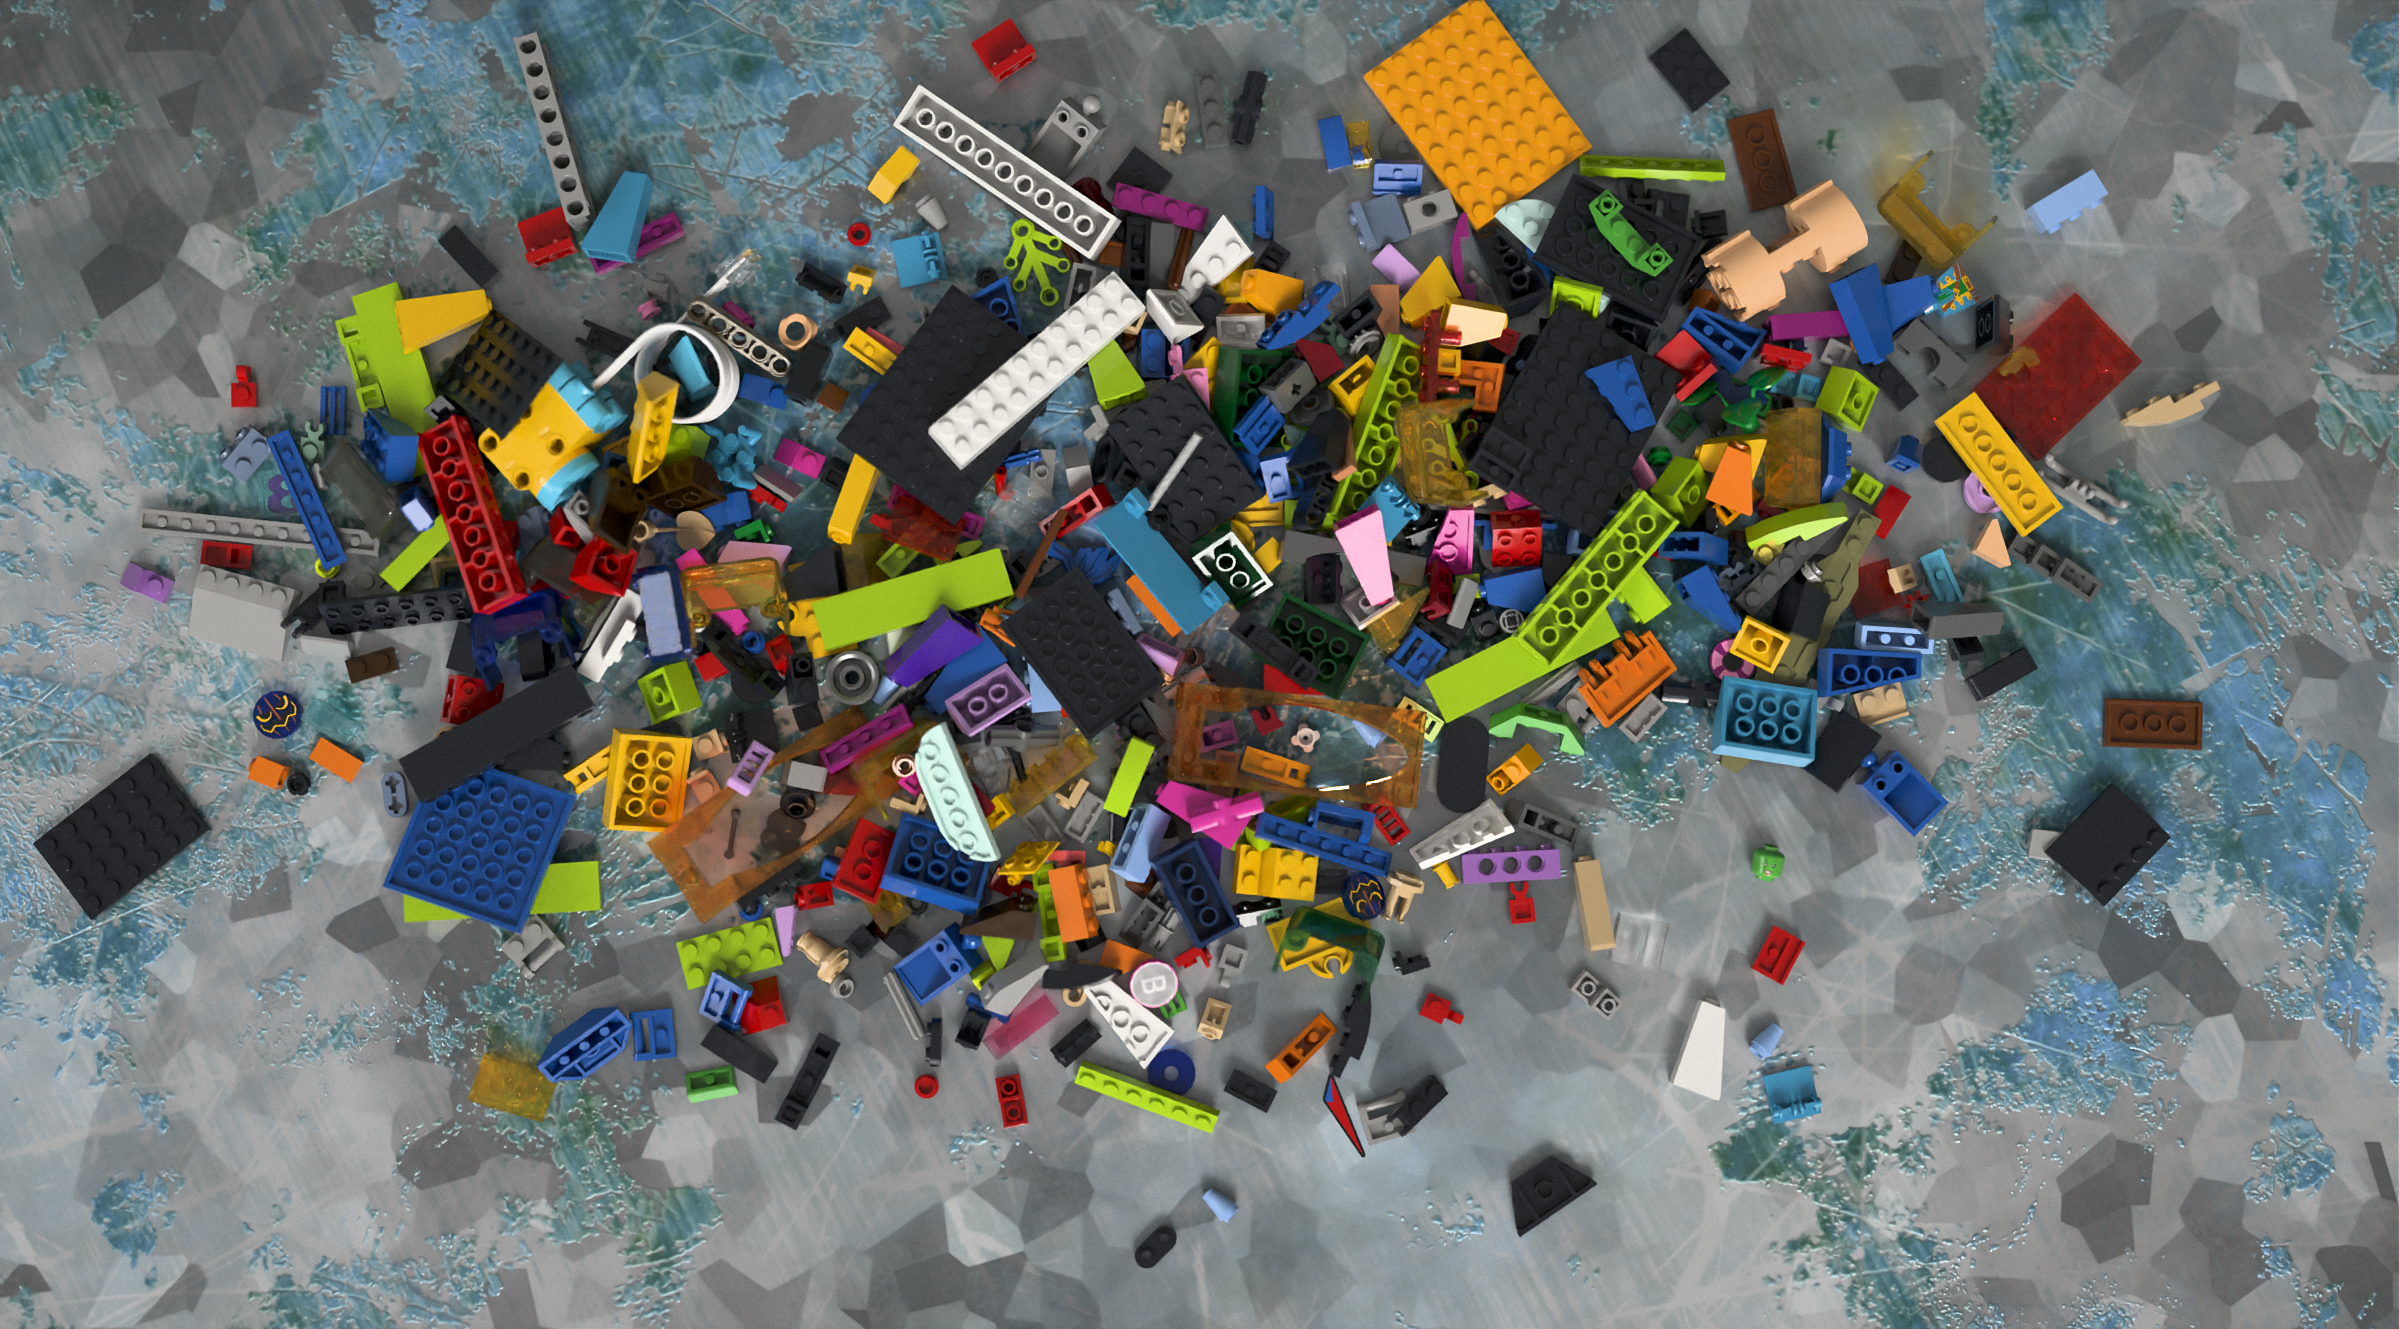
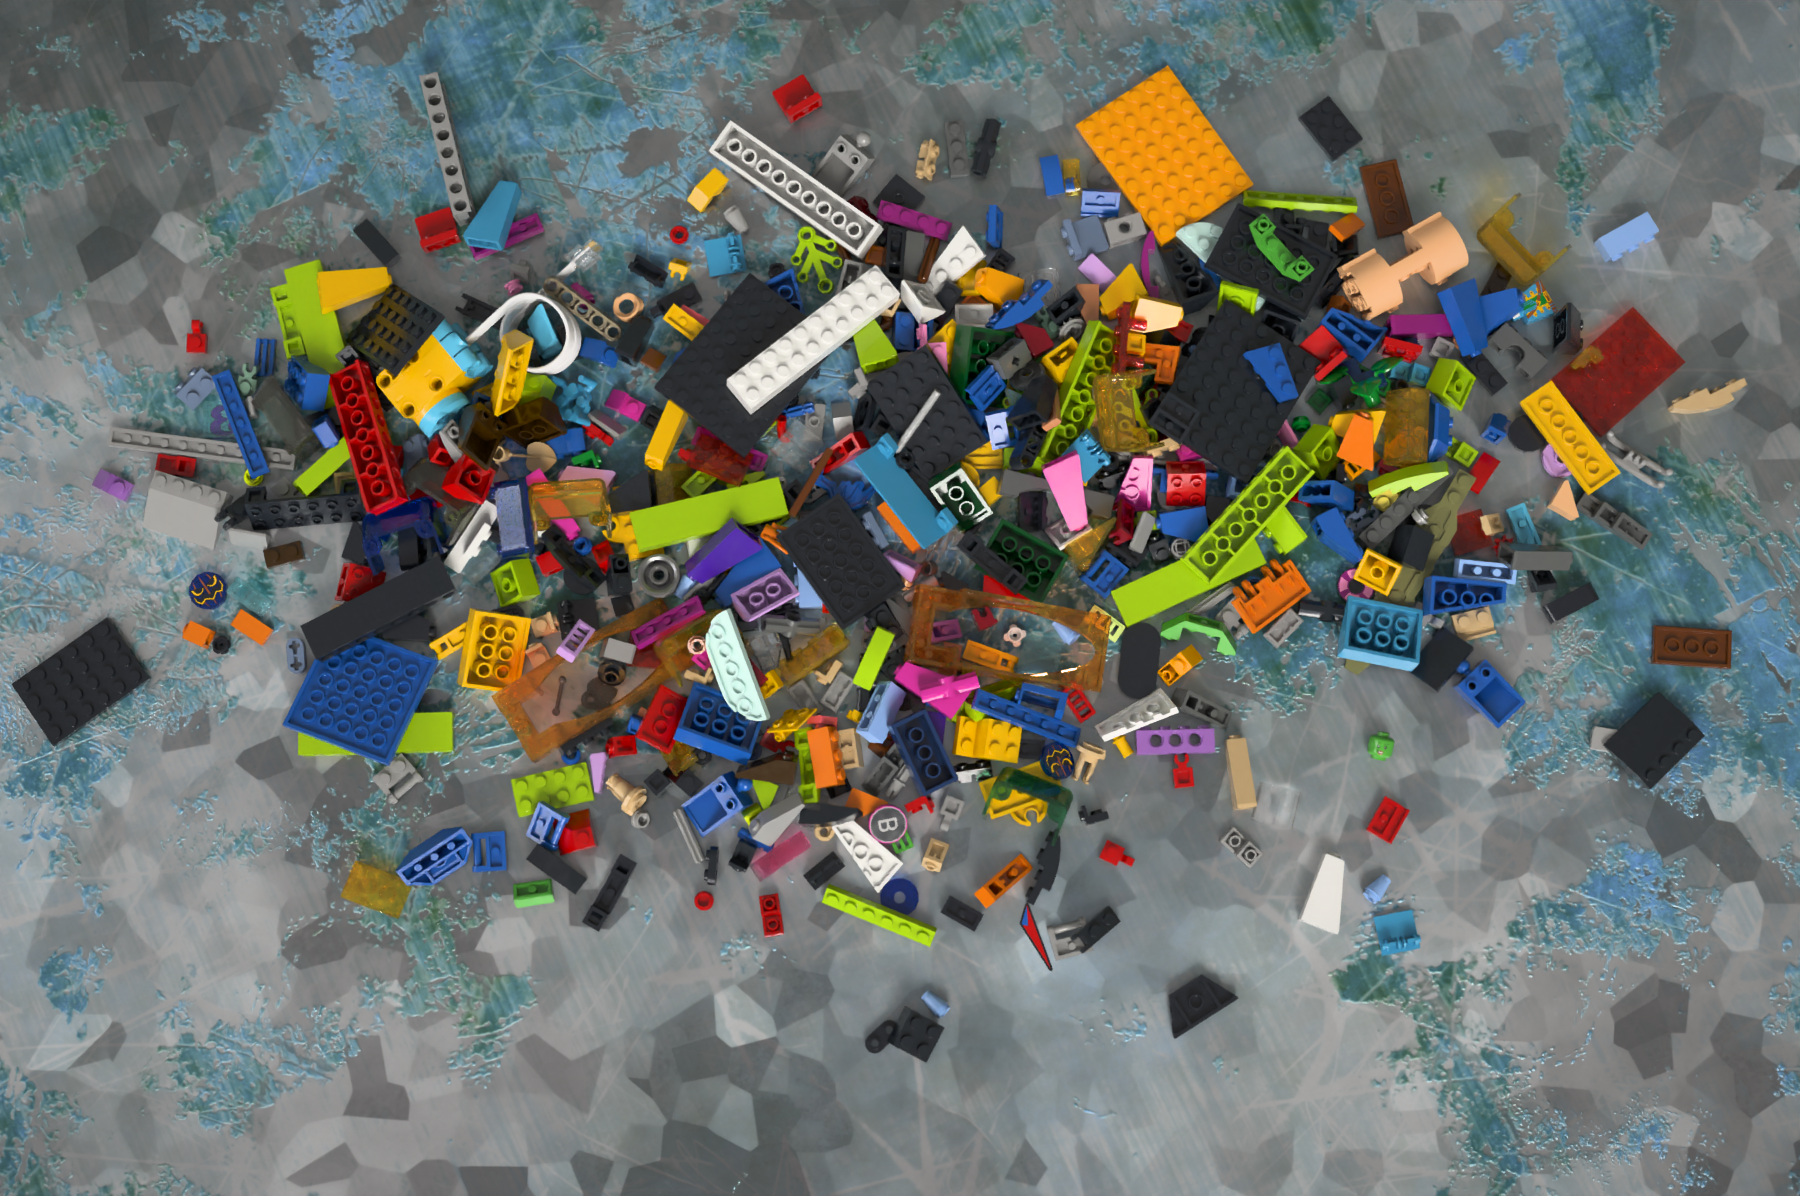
camera: 15 degrees right, 5 degrees down
(1197, 1244) = (915, 1034): none -> black brick
(1712, 199) = (1346, 226): none -> orange tile

